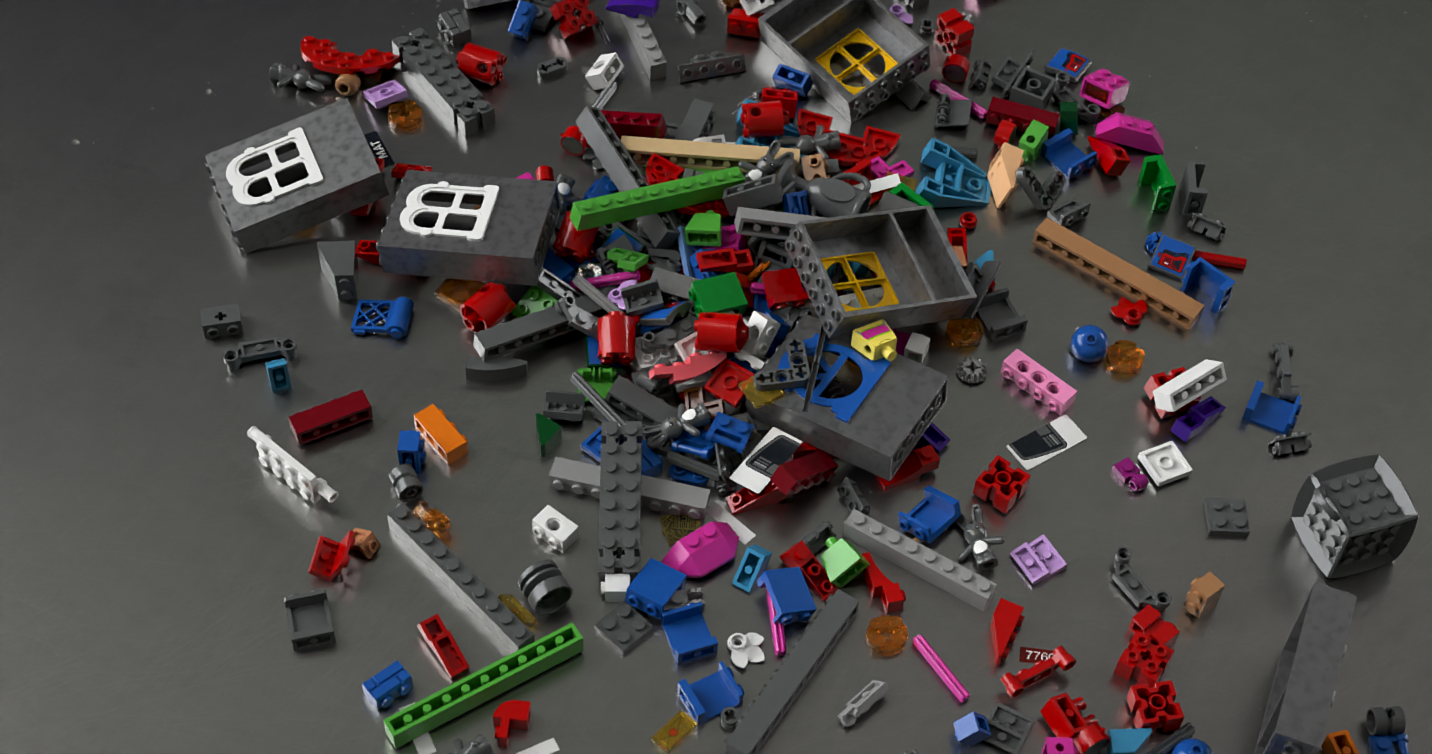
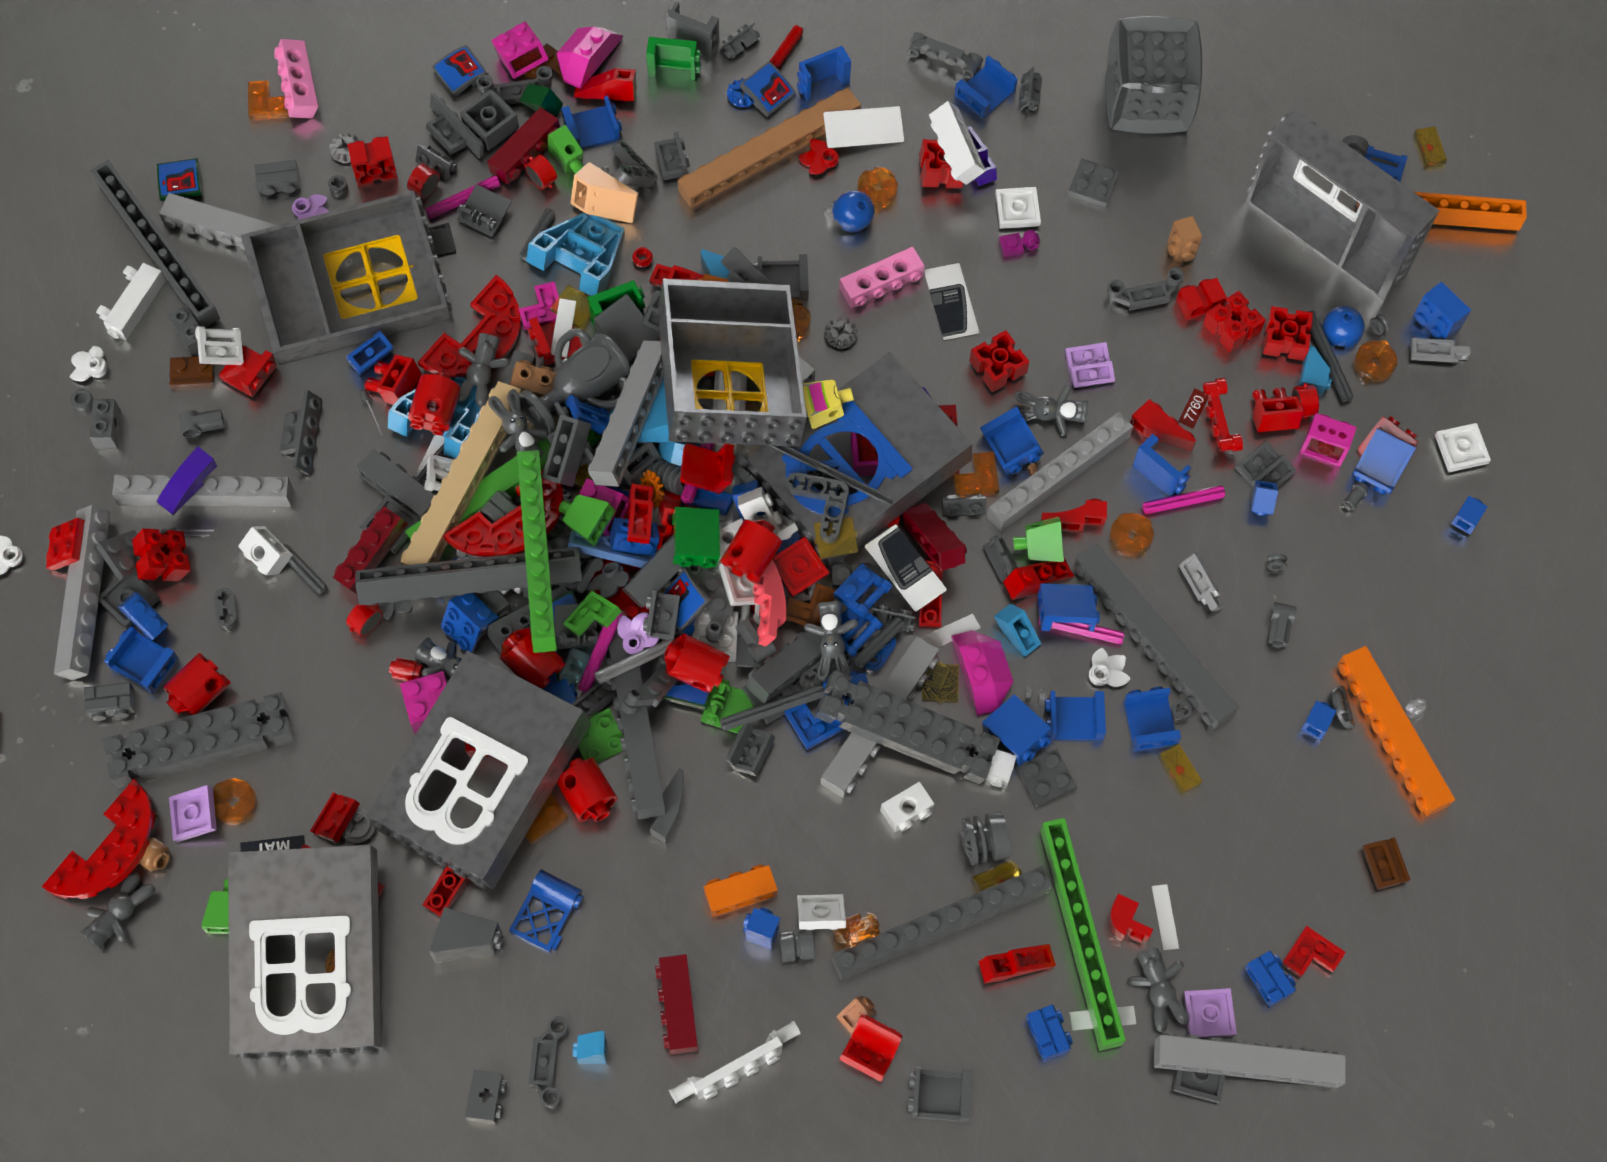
camera: 70 degrees left, 15 degrees up
(439, 489) = (821, 912): none -> white plate
(493, 32) = (141, 660): none -> blue panel
(548, 433) = (779, 779): dark green slope -> none
(884, 508) = (984, 478): none -> clear orange plate
(964, 620) = (1159, 470): none -> blue panel
(1175, 330) = (863, 127): none -> white sticker

